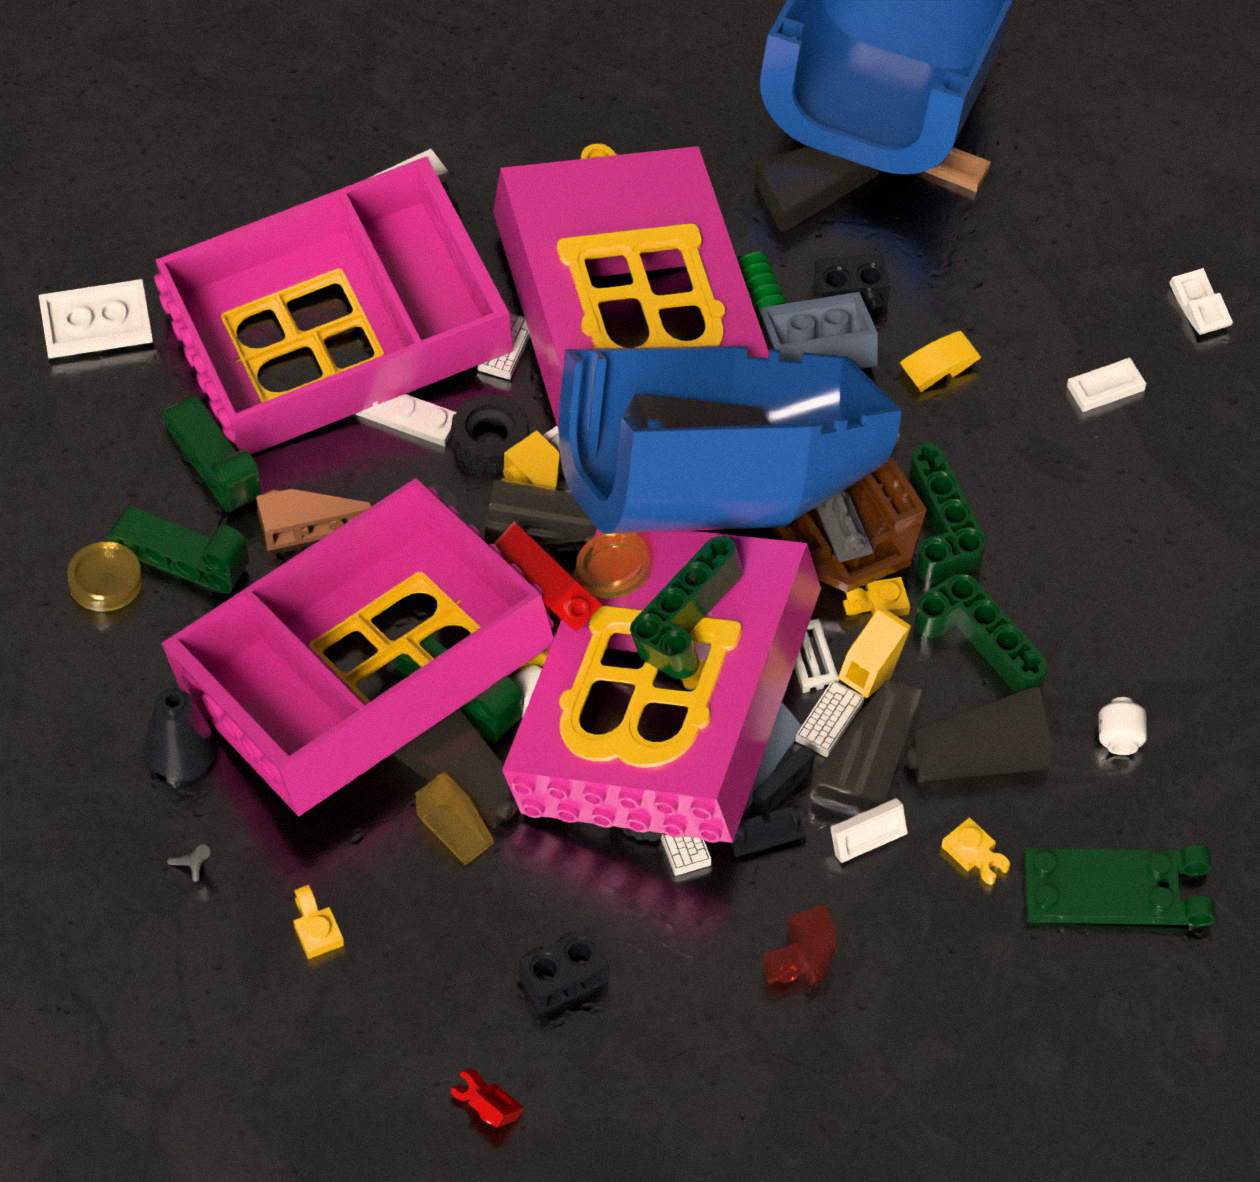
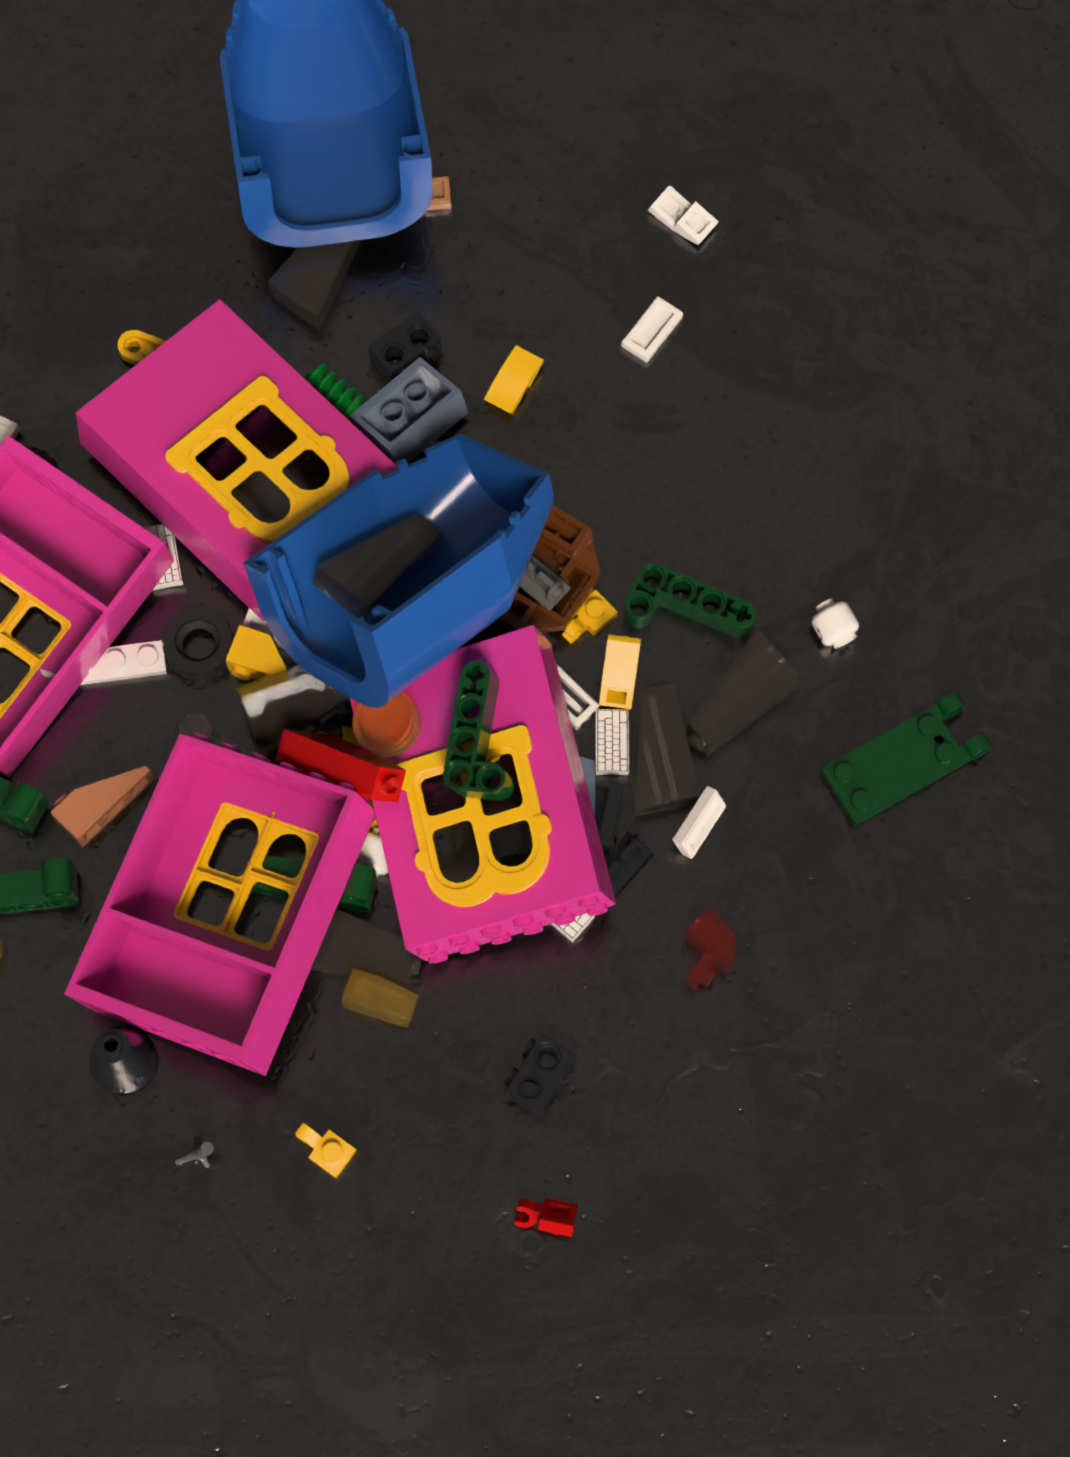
camera: 30 degrees left, 15 degrees up
(941, 509) = (590, 514): dark green beam -> none
(973, 847) = (779, 789): yellow plate -> none

